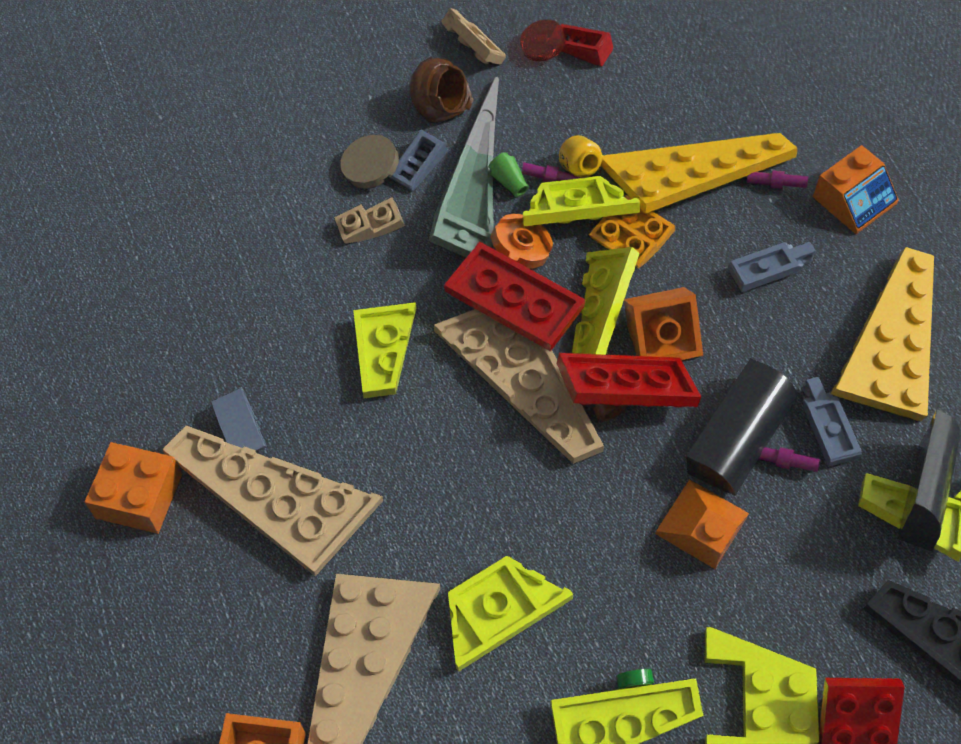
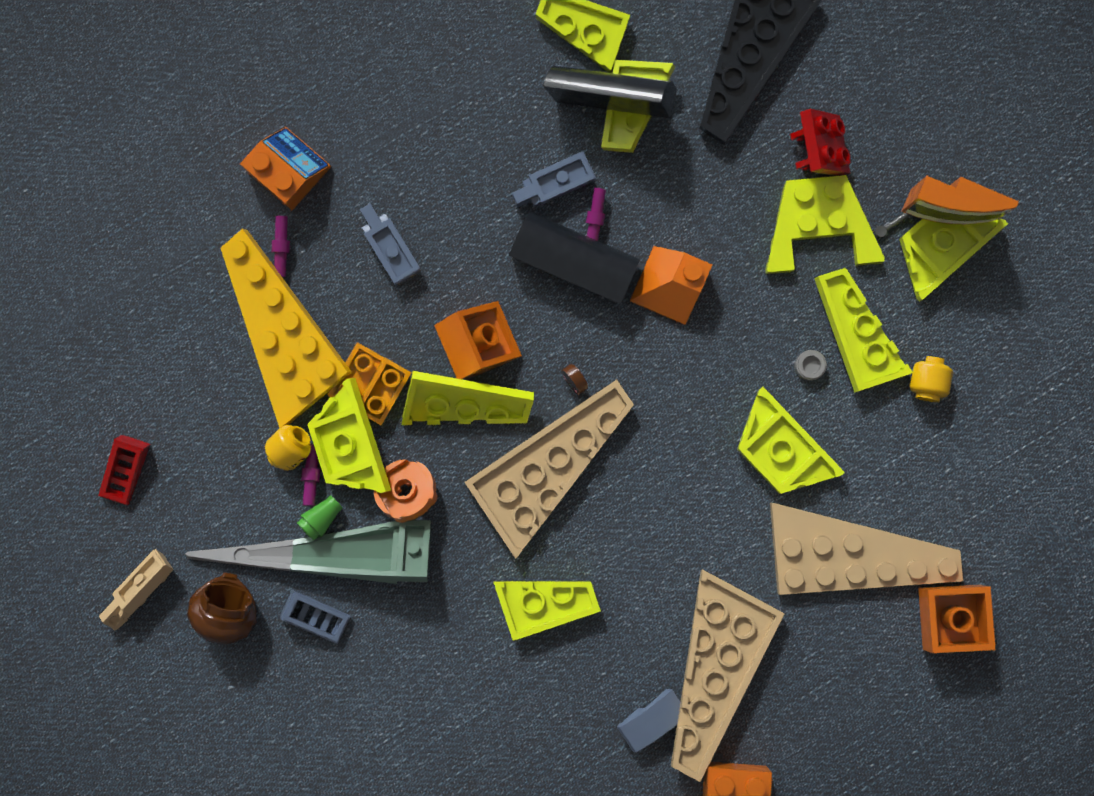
camera: 105 degrees left, 25 degrees up
(366, 224) = (398, 650): tan slope -> none
(369, 161) = (325, 666): dark tan tile -> none
(515, 296) = (476, 485): red plate -> none
(552, 37) = (125, 525): clear red piece -> none
(590, 659) = (810, 365): none -> light grey tile
(627, 380) = (553, 365): red plate -> none
(635, 678) = (825, 325): green tile -> none
(894, 346) = (463, 126): yellow wing -> none

